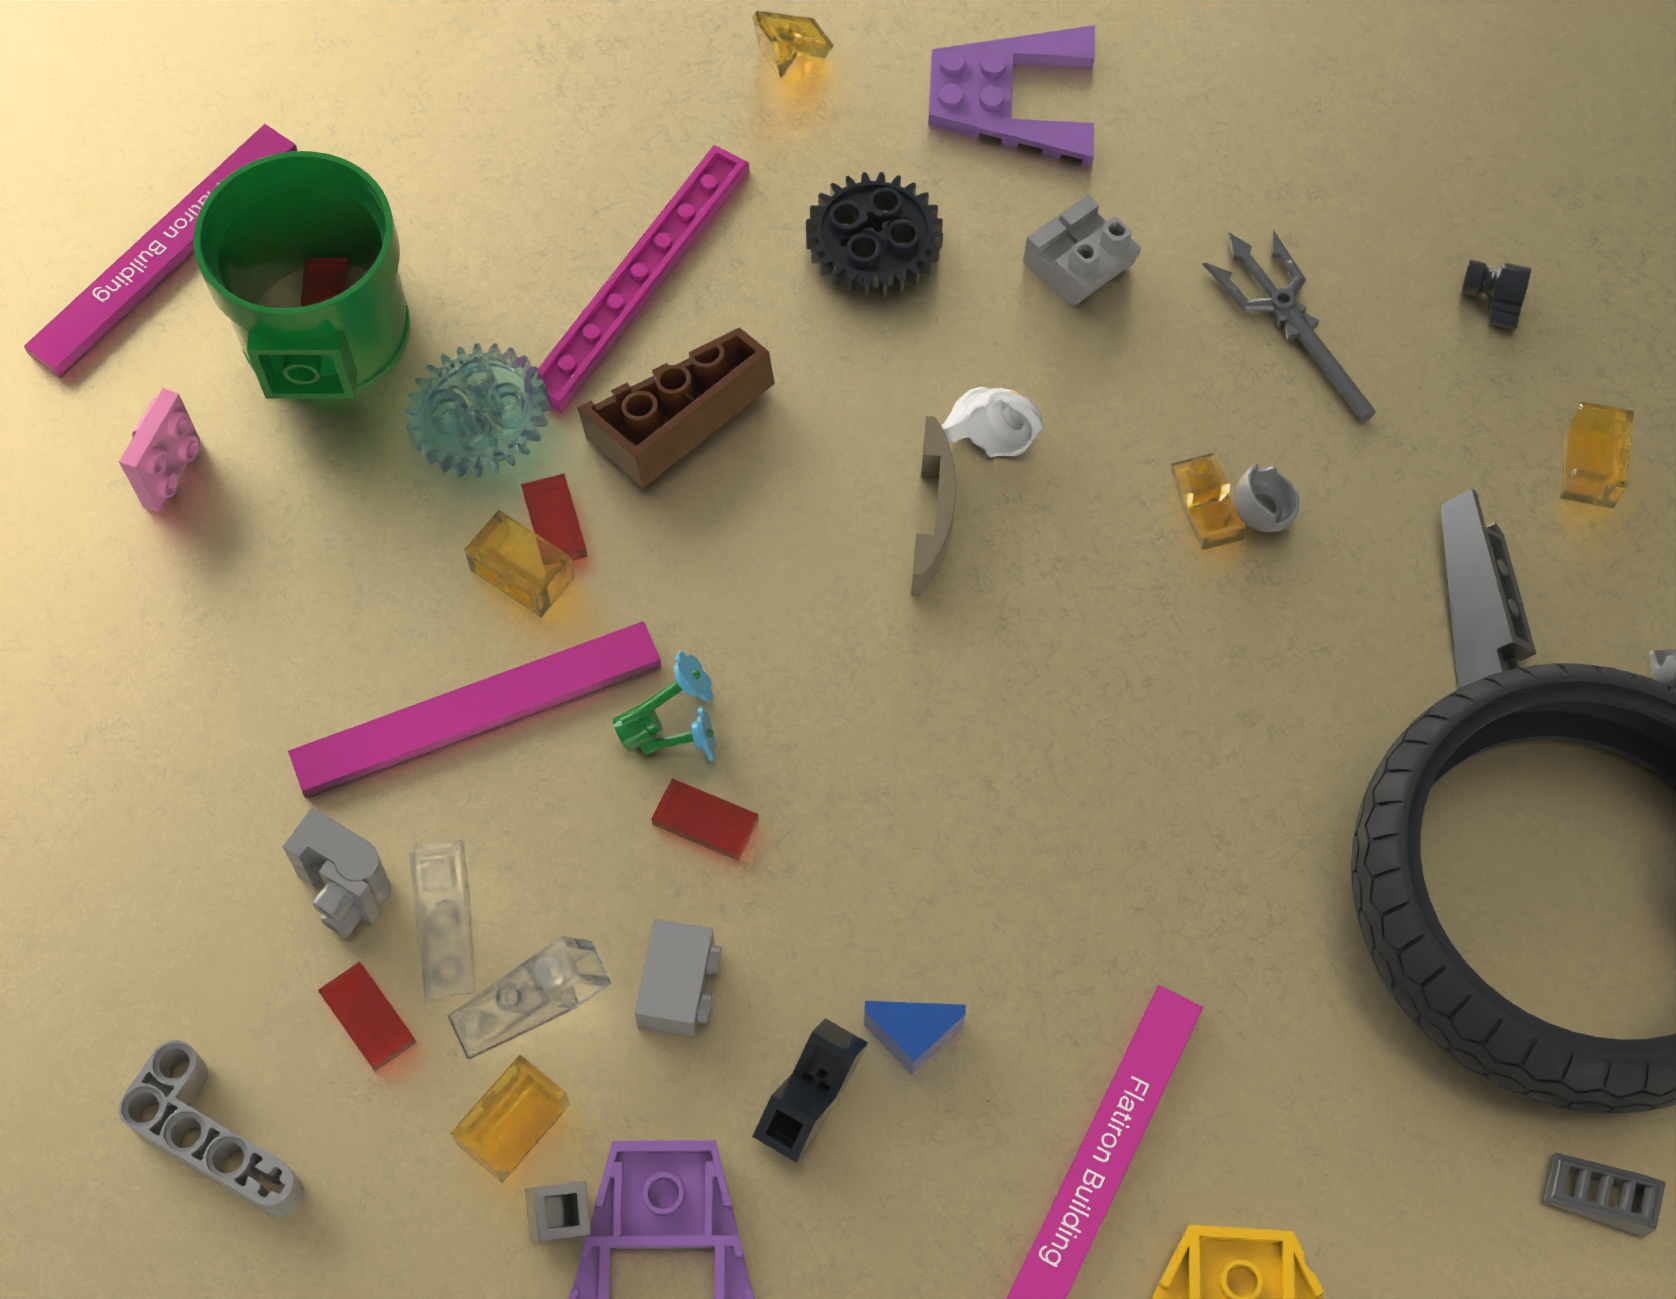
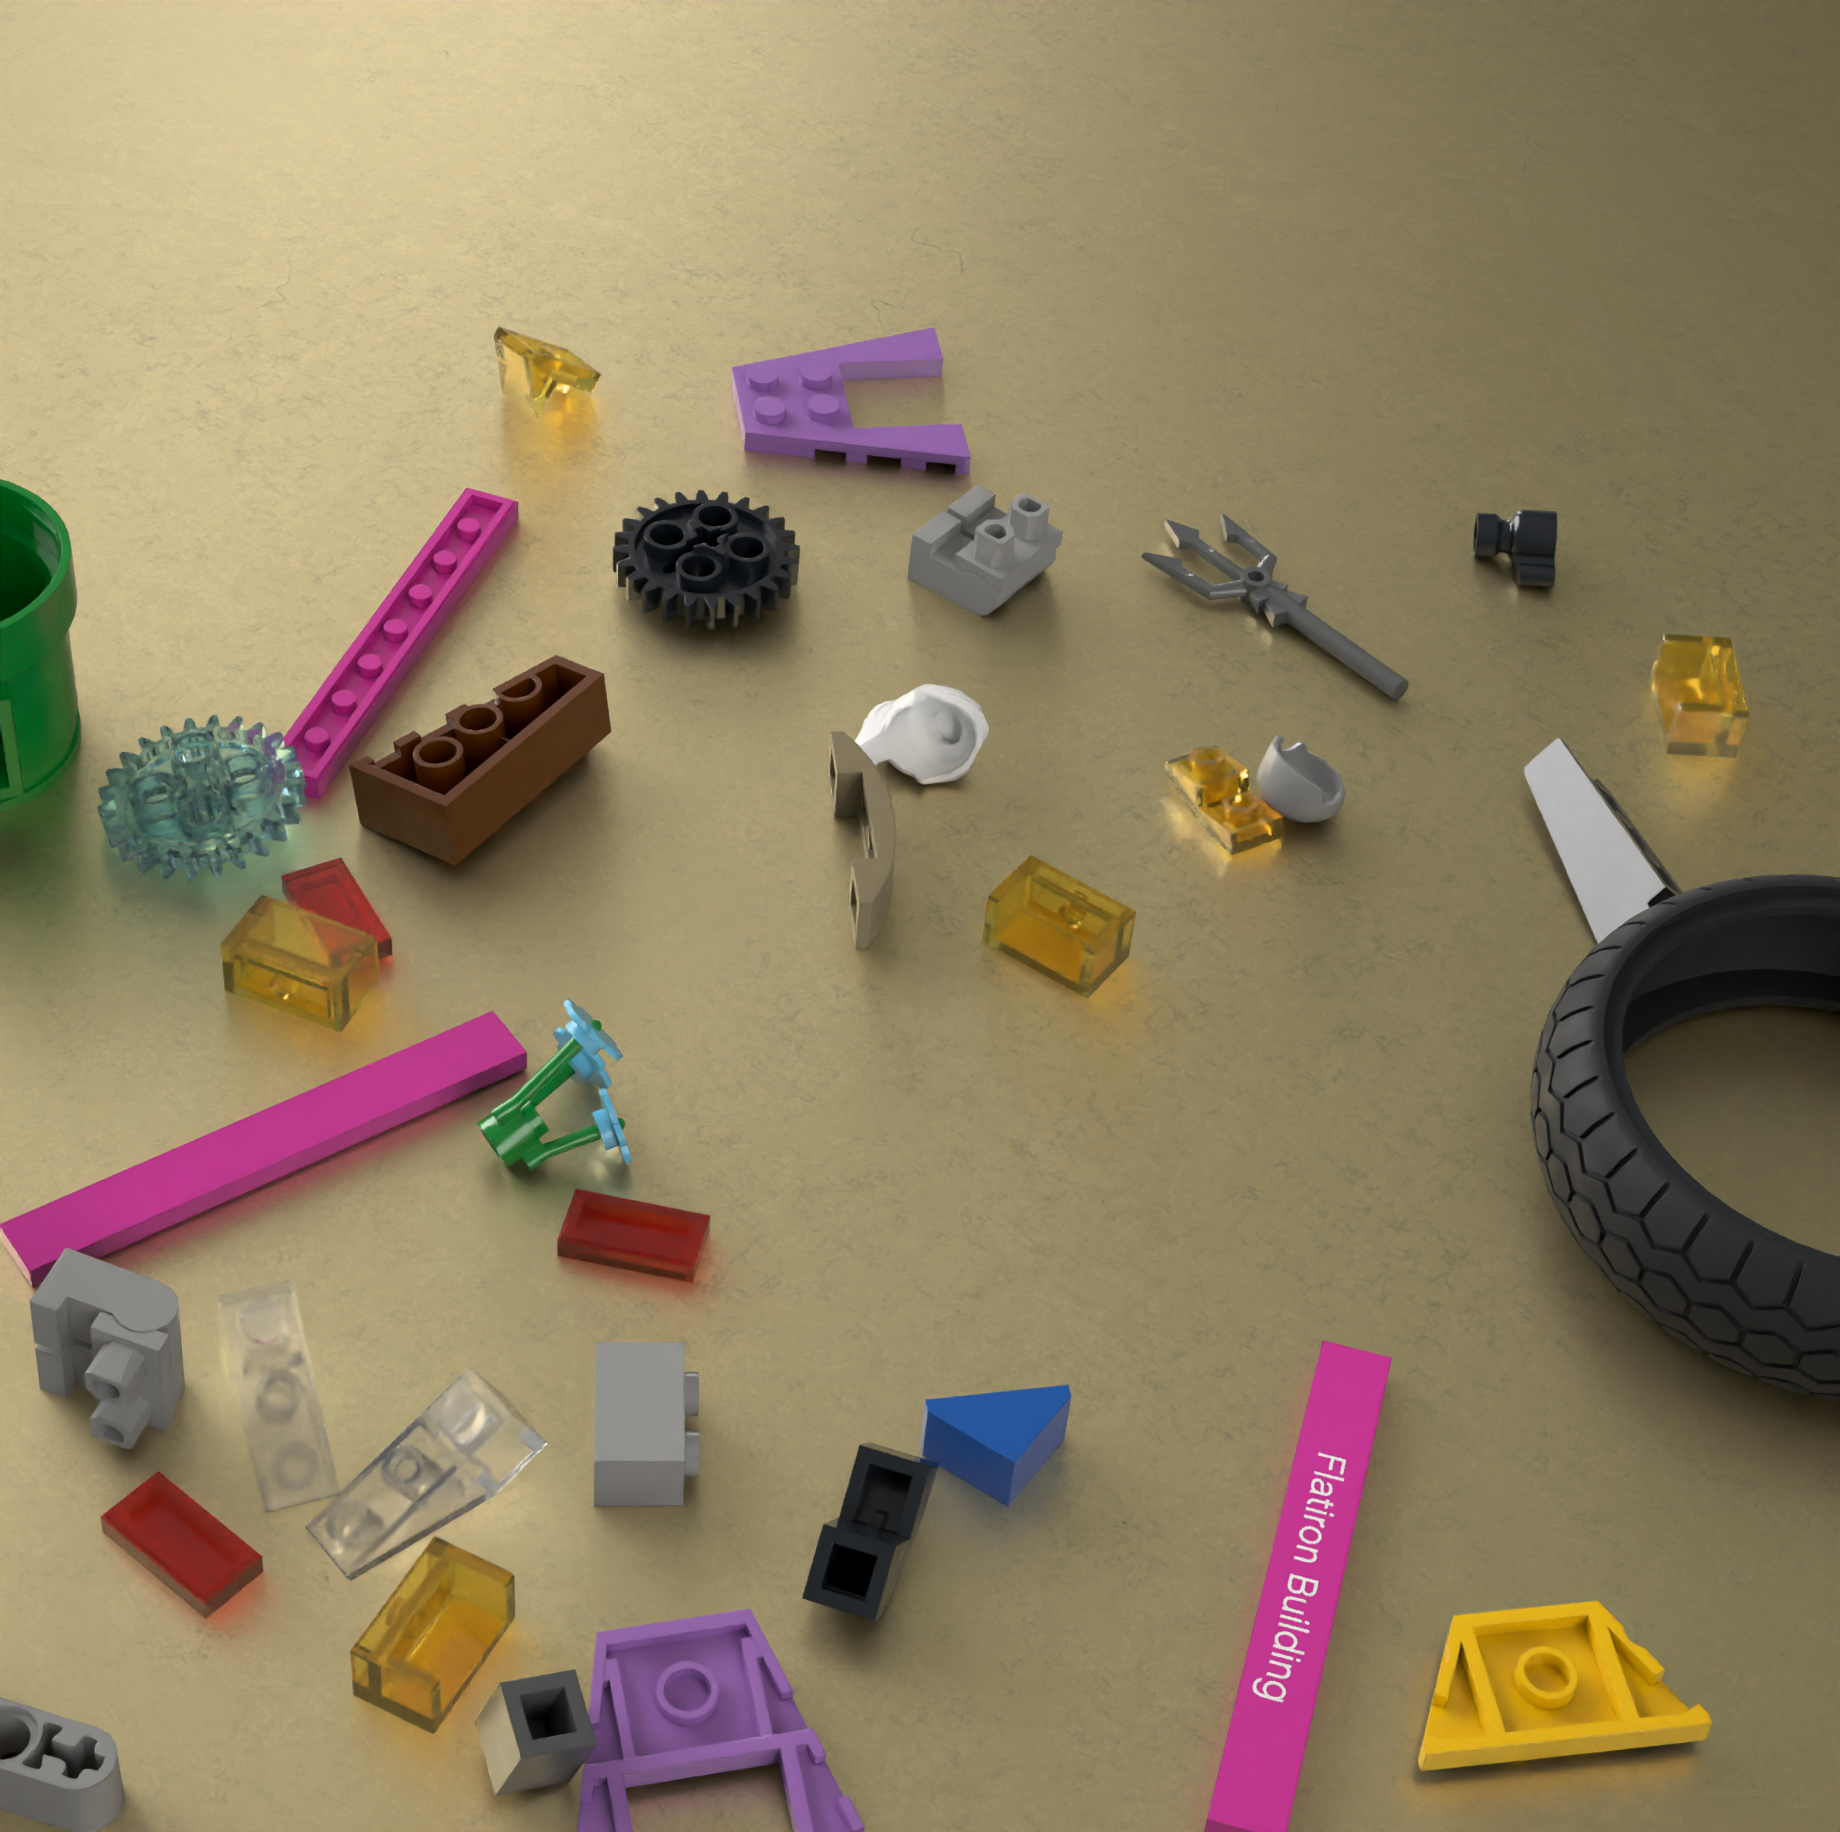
camera: 15 degrees left, 20 degrees down
(1056, 604) = (1058, 926): none -> clear yellow panel

